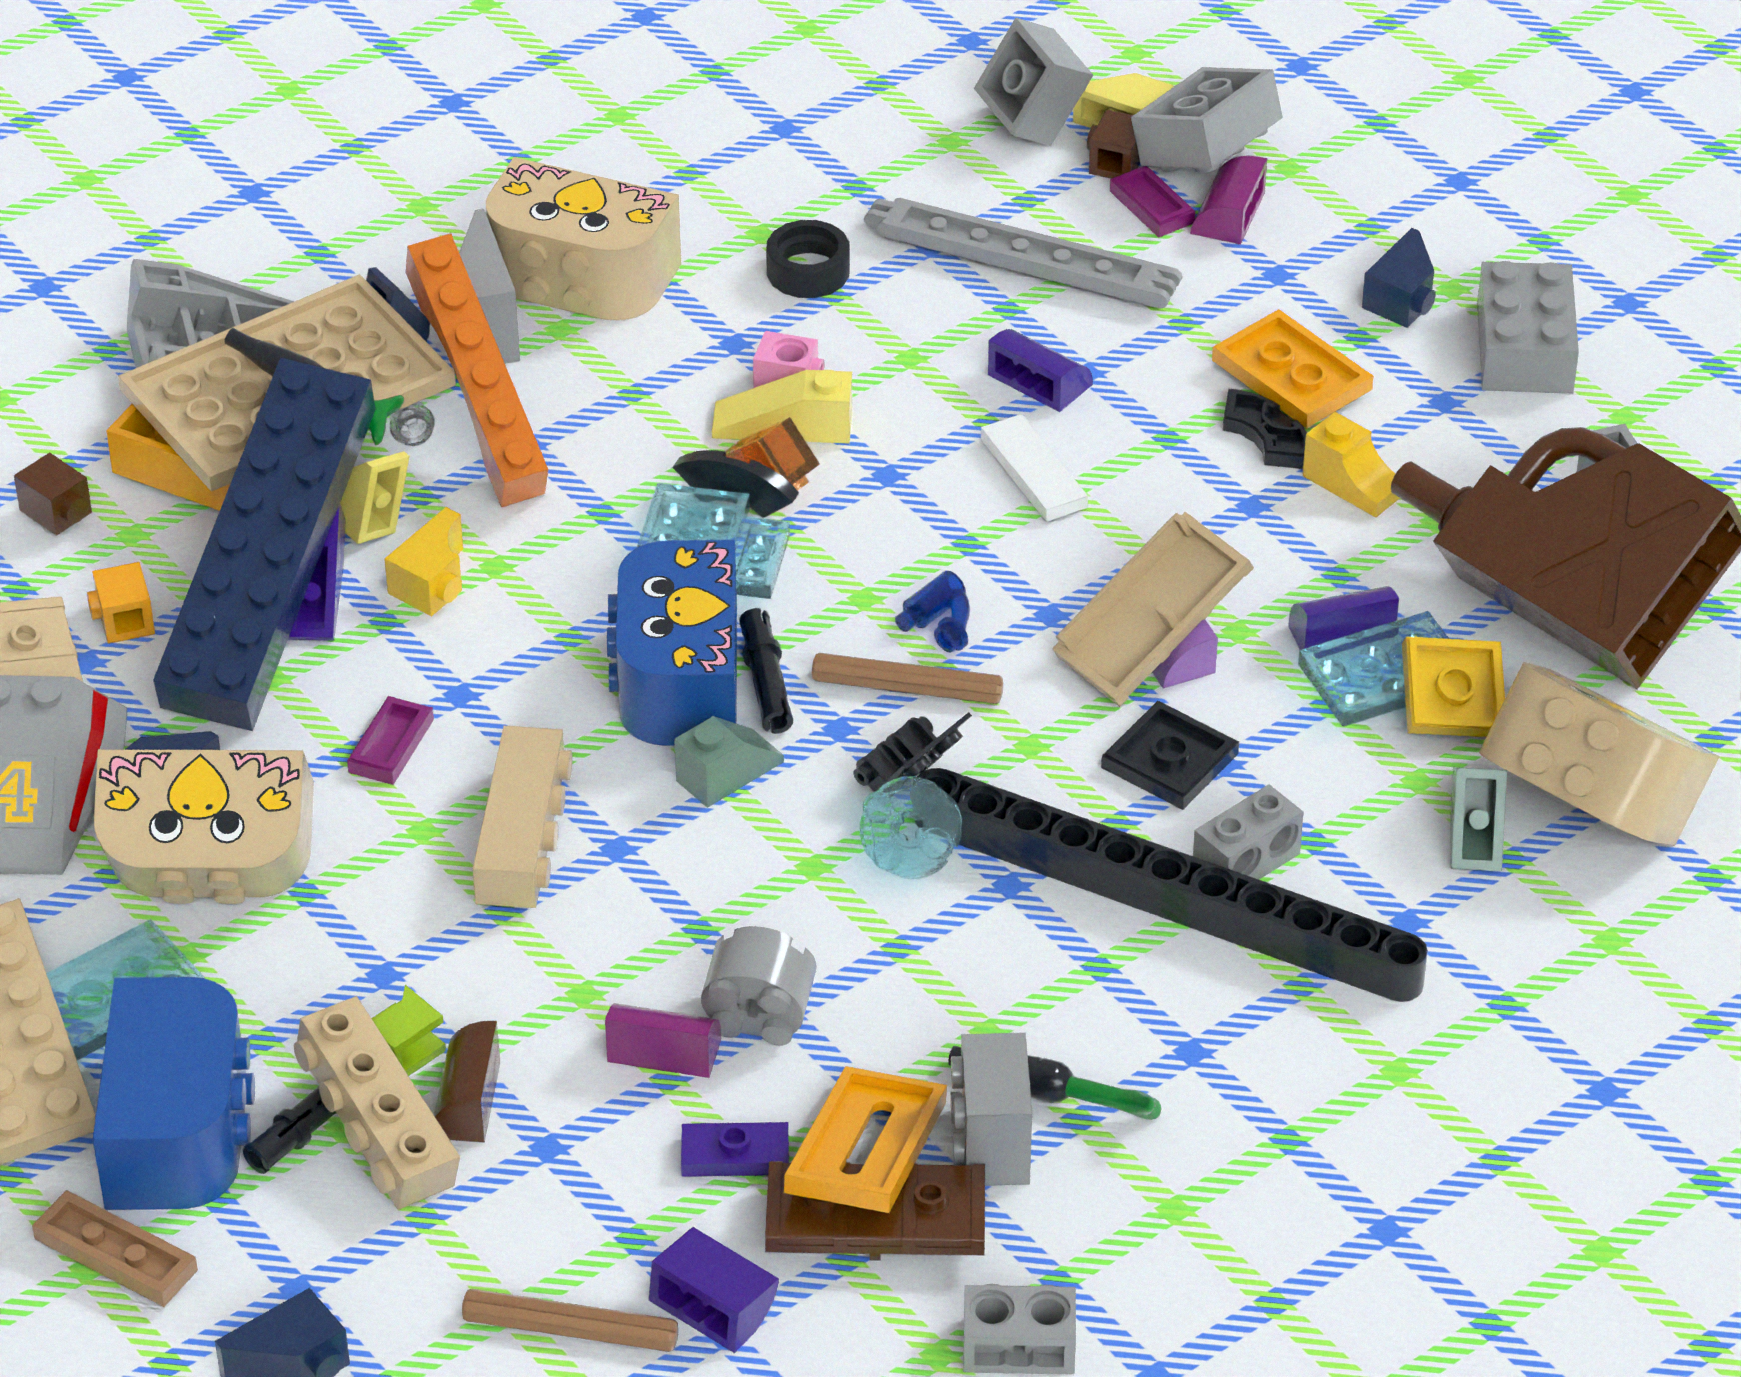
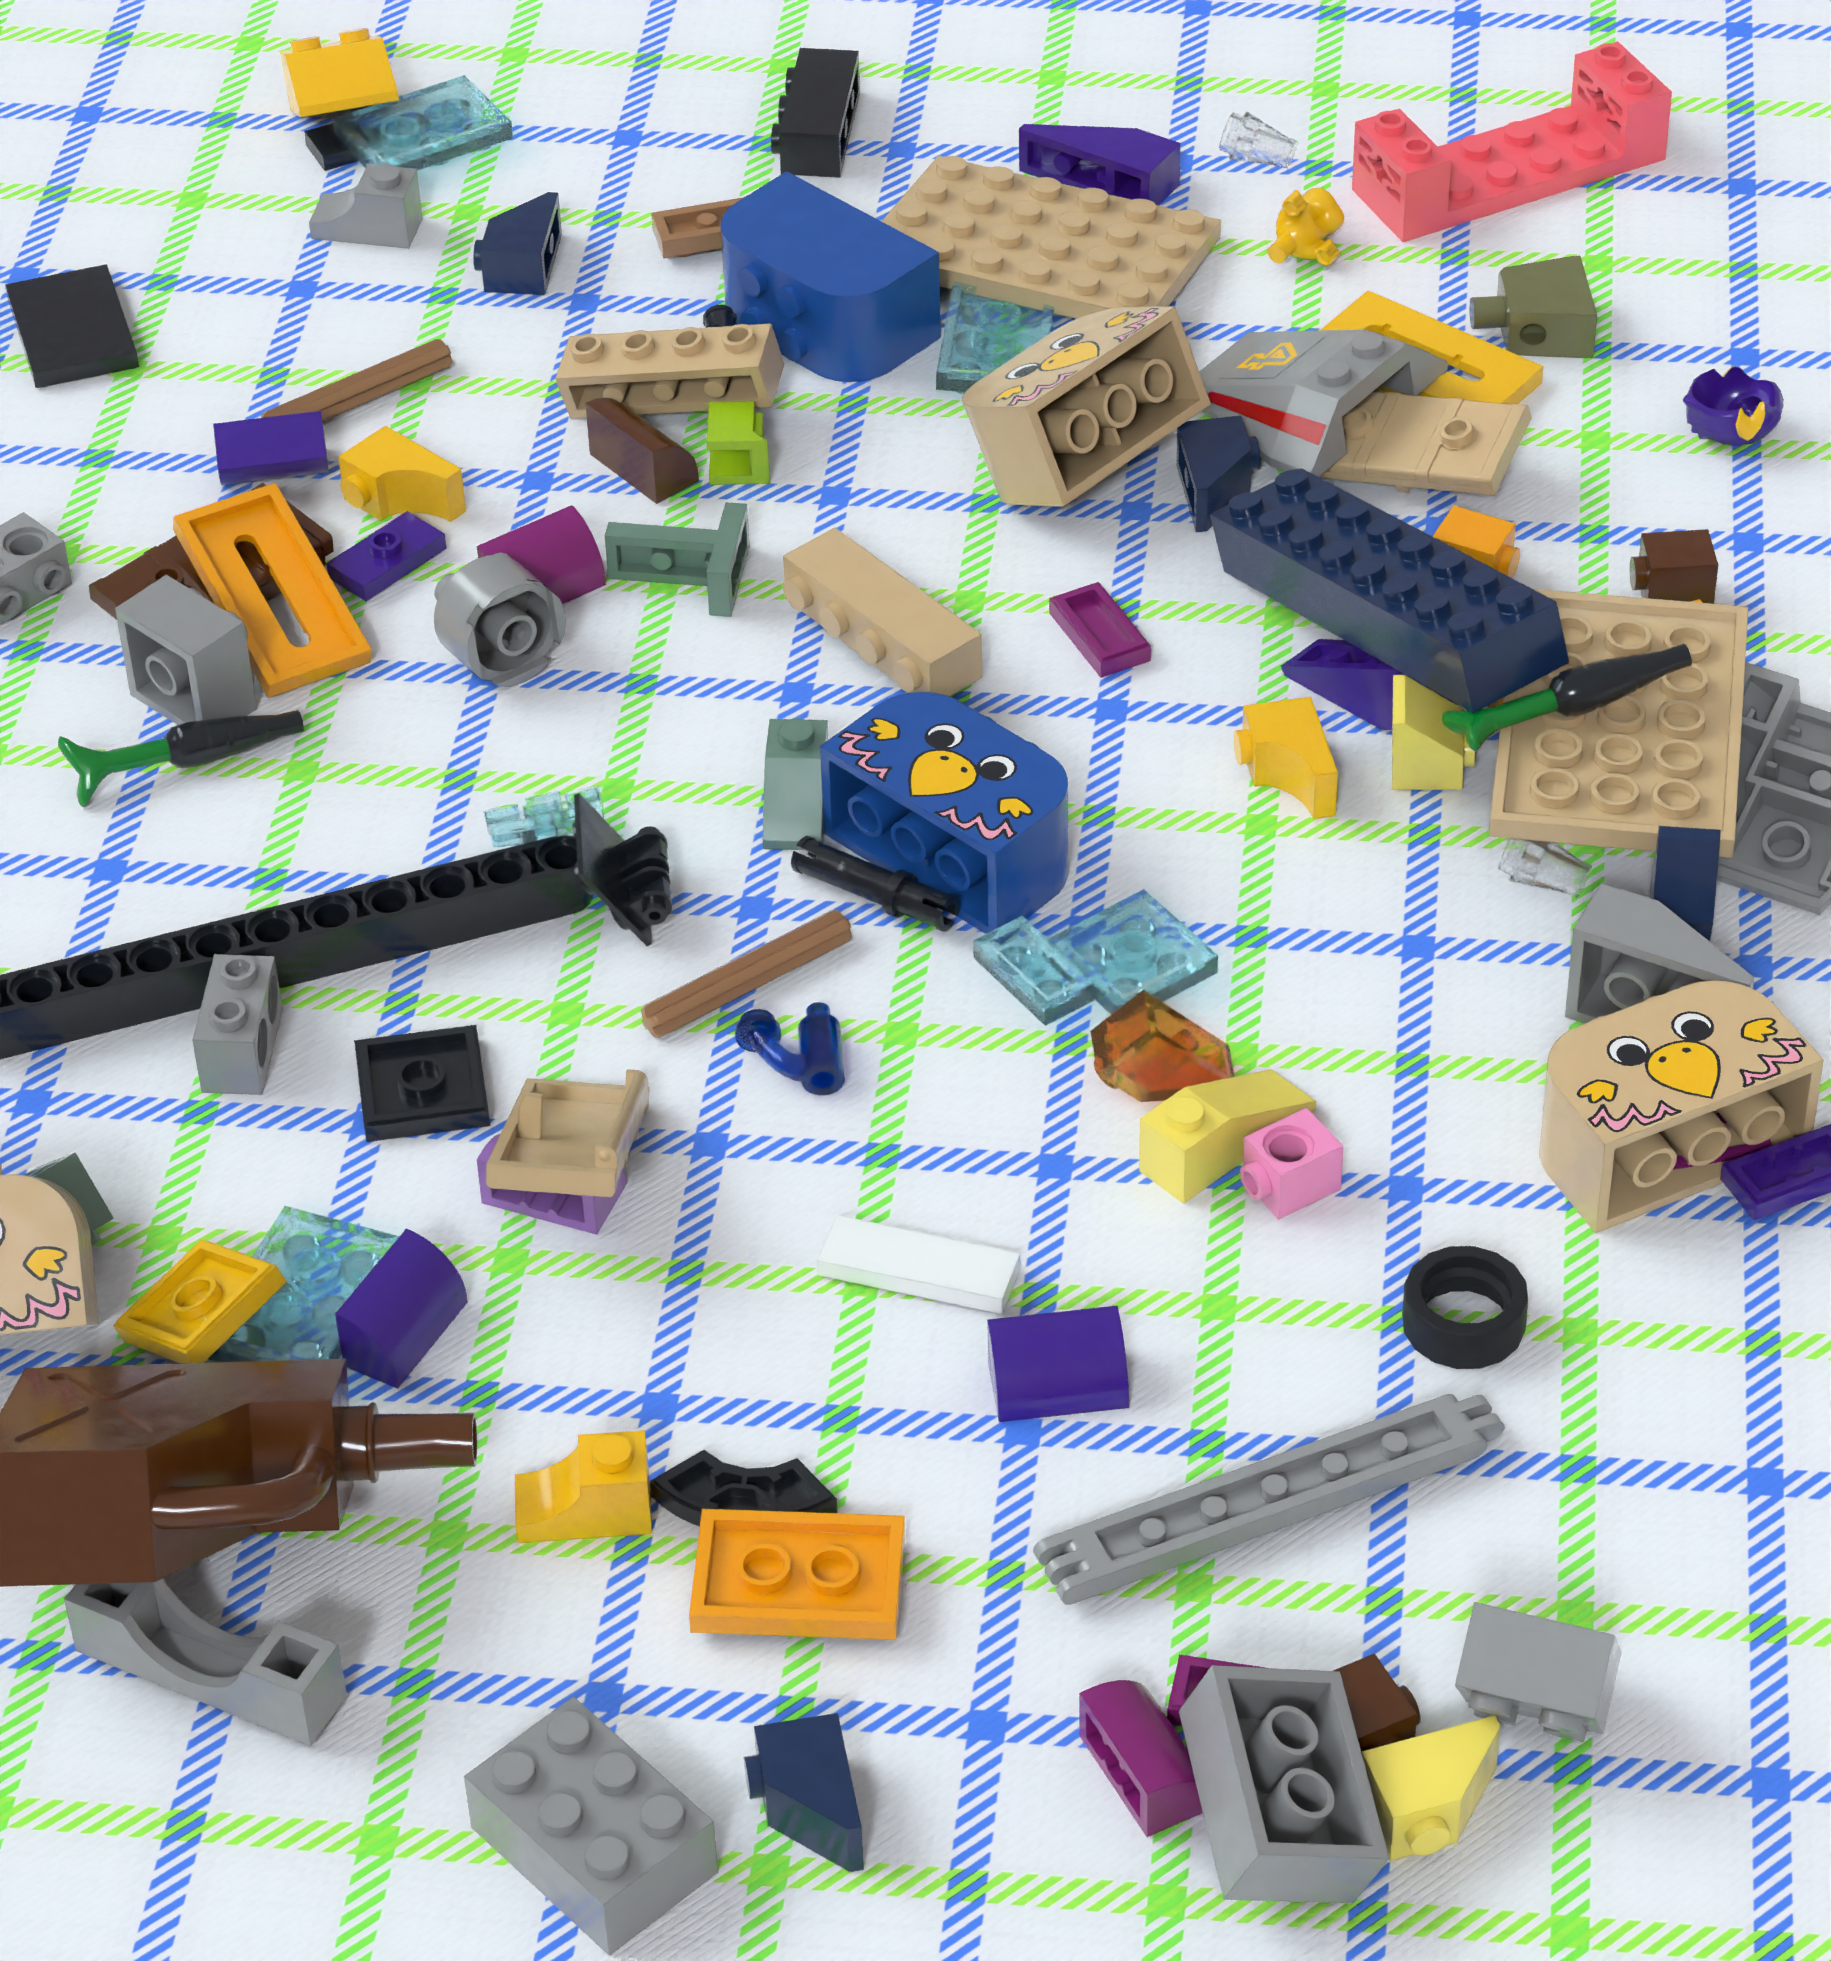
camera: 135 degrees right, 0 degrees up
(498, 417) = (1598, 834): orange arch -> none
(549, 952) = (684, 555): none -> sand green bracket
(657, 1193) = (396, 475): none -> yellow arch
(715, 471) = (1182, 986): black tile -> none

